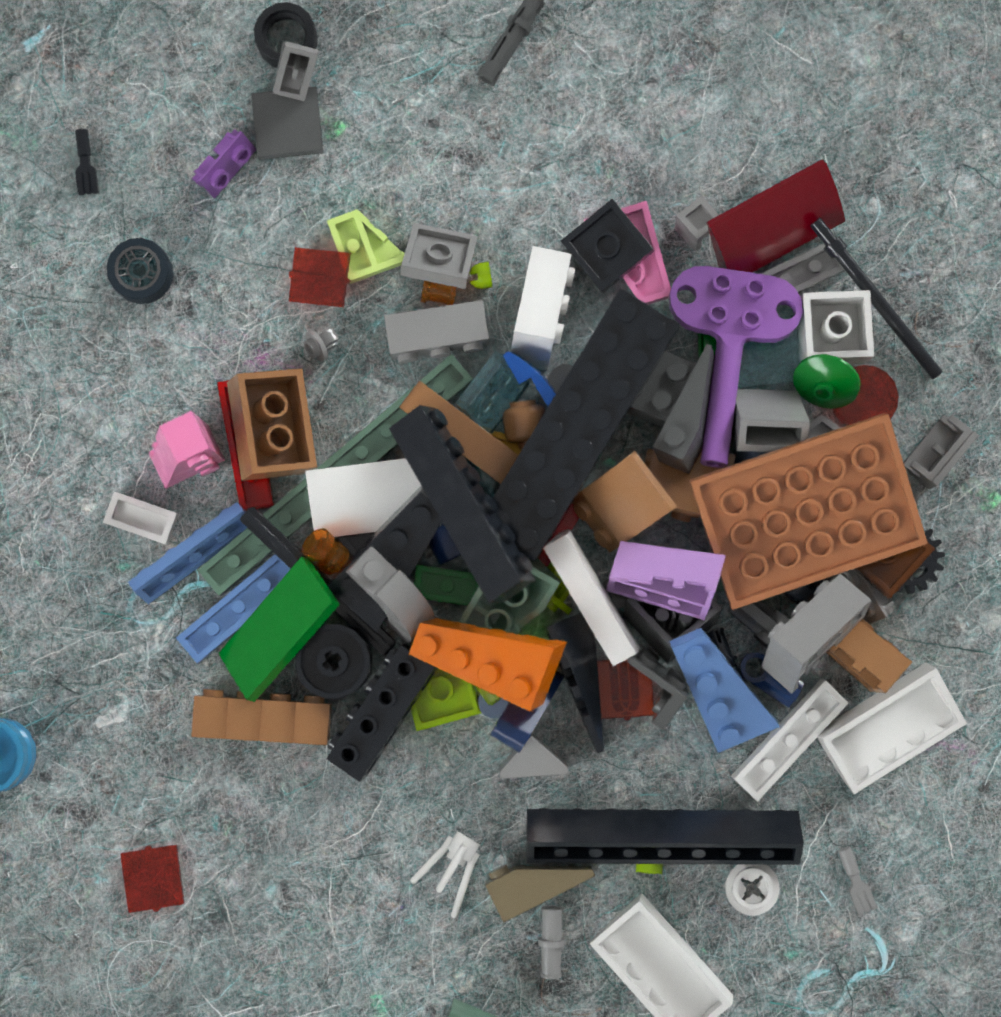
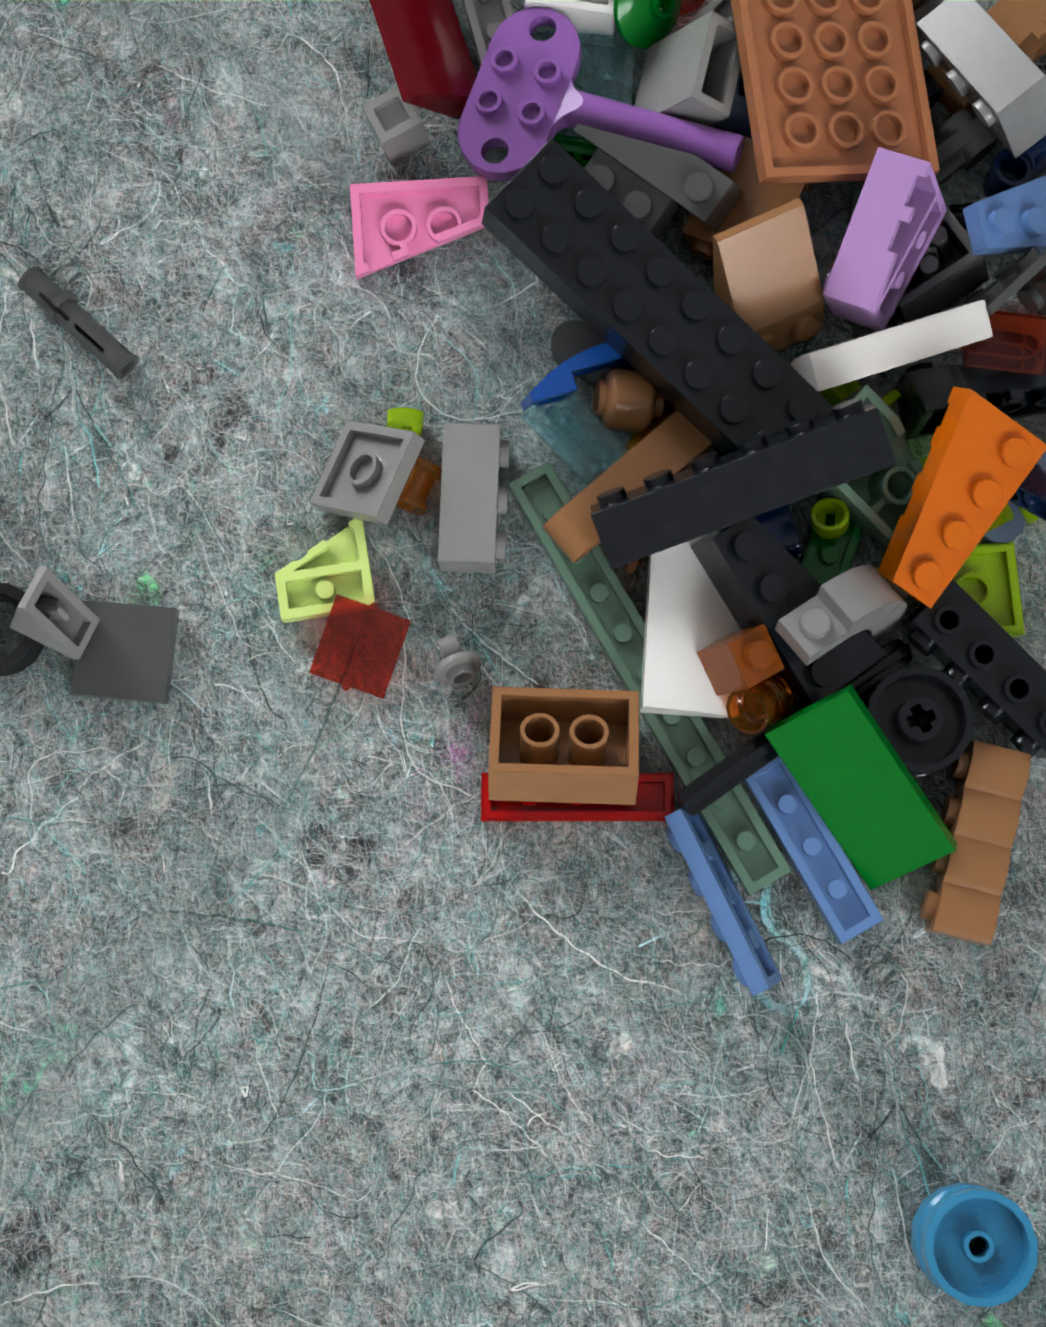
camera: 75 degrees left, 5 degrees down
(85, 173) = (130, 956): black piece -> none
(128, 258) = (288, 876): wheel -> none
(141, 518) = (656, 967): white tile -> none
(185, 449) = (581, 877): bright pink wedge -> none
(233, 153) = (150, 734): medium lavender hinge -> none
(348, 530) = (740, 660): none -> dark orange brick
(464, 573) = (818, 518): none -> lime hinge
(541, 304) = (466, 346): white wedge -> none
(607, 246) = (402, 244): black plate -> none

